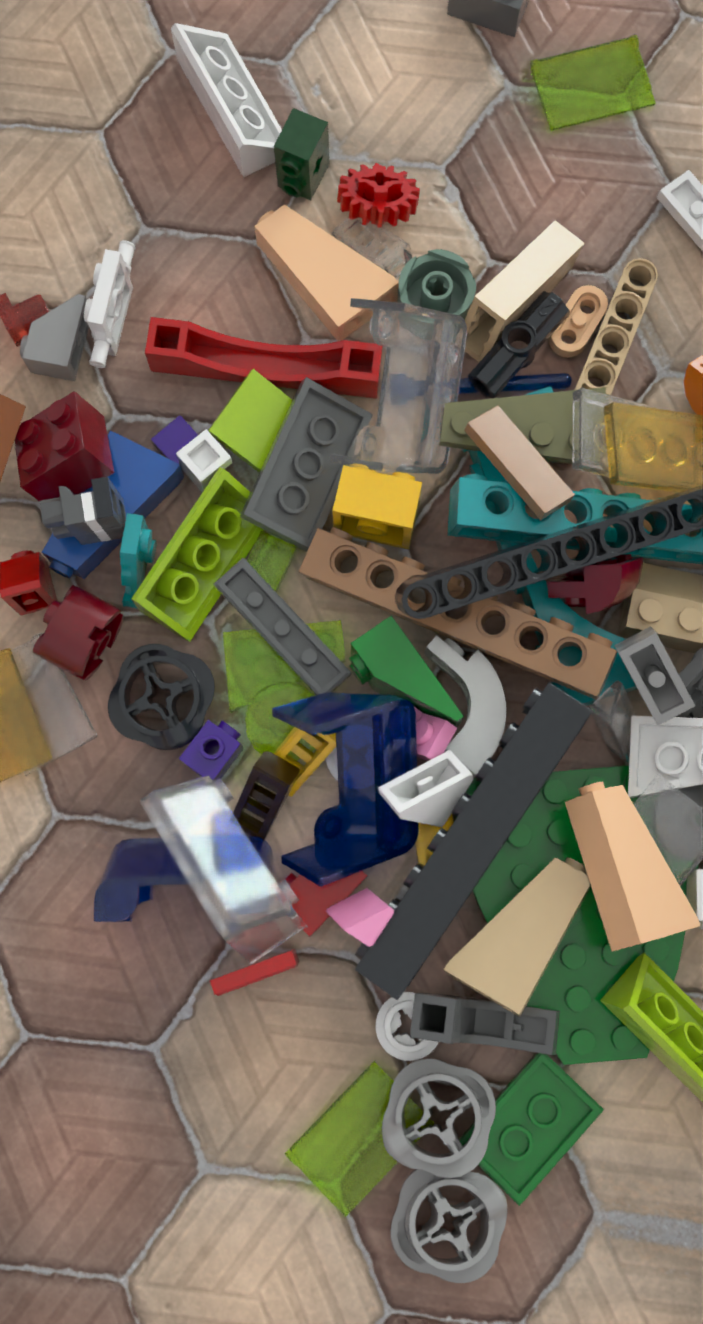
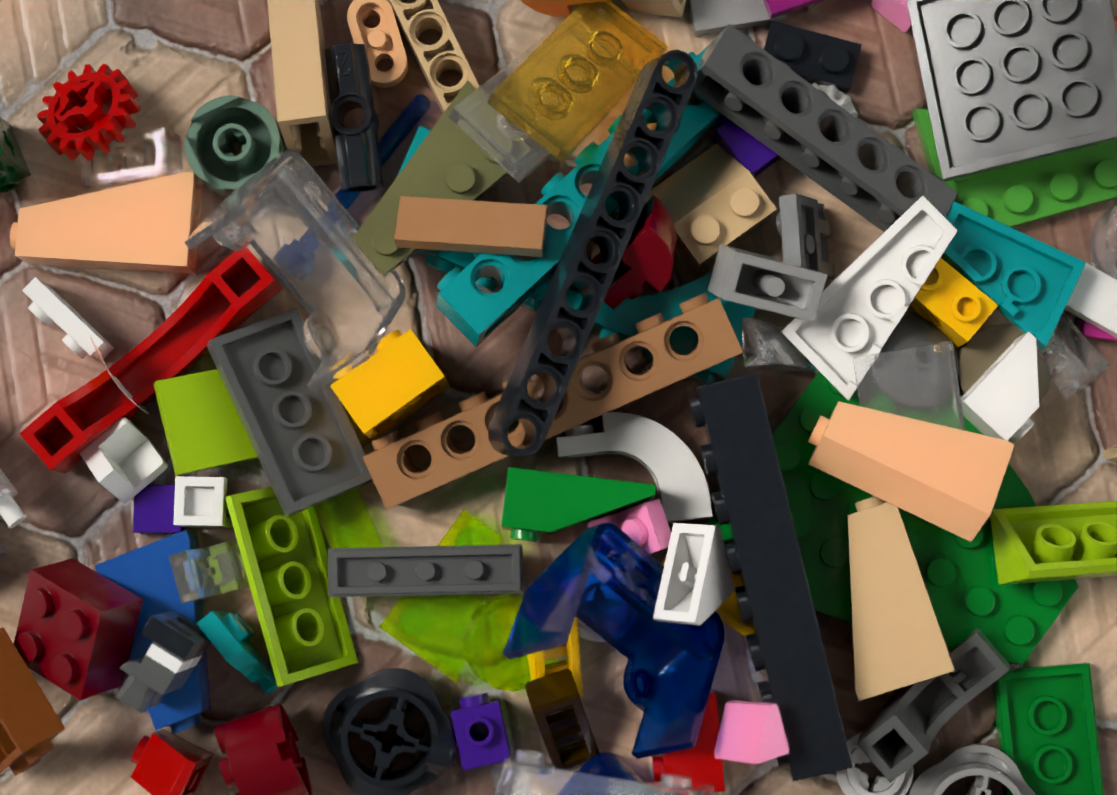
camera: 50 degrees left, 5 degrees up
(164, 498) = (209, 571): none -> clear slope
(189, 394) = (124, 460): none -> white panel
(232, 349) = (118, 383): none -> white sticker
(243, 277) = (52, 308): none -> white plate

